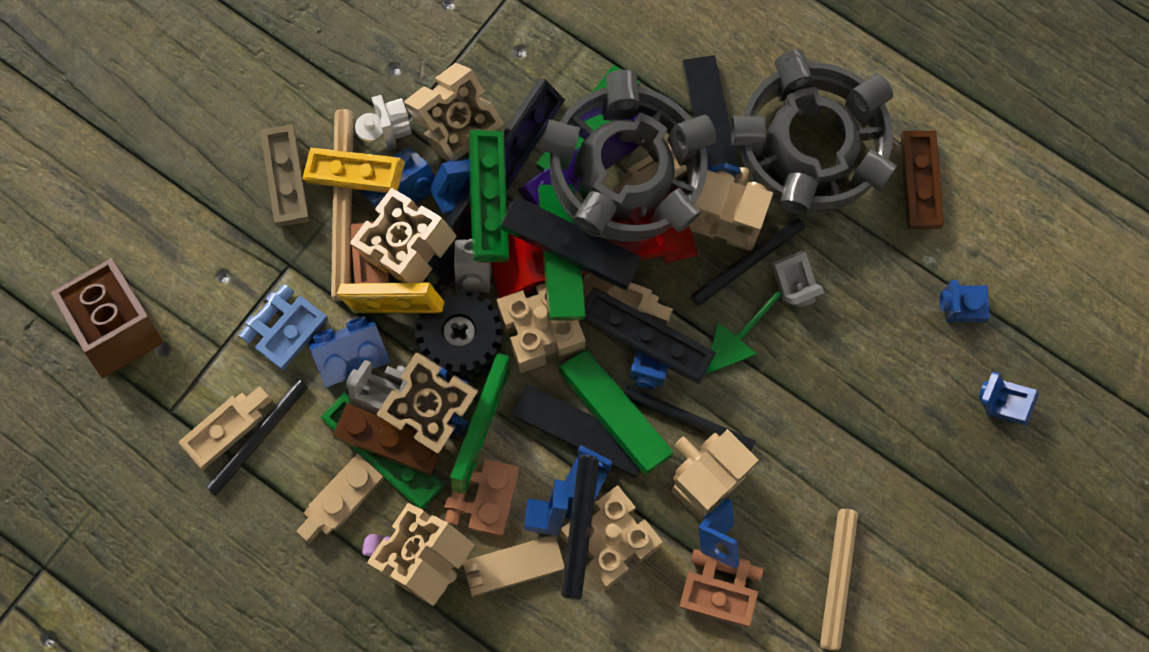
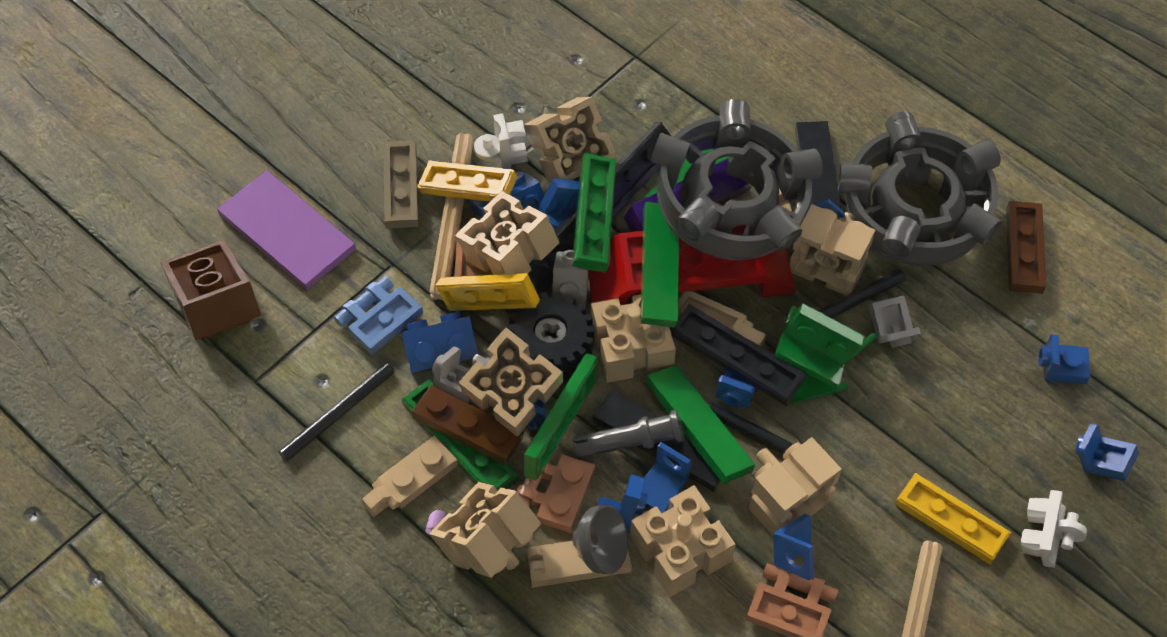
camera: 10 degrees right, 15 degrees down
(174, 239) = (286, 229): none -> medium lavender tile
(224, 427) = (307, 397): tan hinge -> none
(534, 552) = (602, 539): none -> dark grey piece
(564, 431) = (645, 433): none -> dark grey pin
(570, 243) = (670, 253): black tile -> none
(580, 527) = (651, 518): black axle -> none
(722, 317) = (817, 344): none -> green bracket
(866, 480) = (952, 518): none -> yellow tile
(958, 467) = (1051, 514): none -> white hips

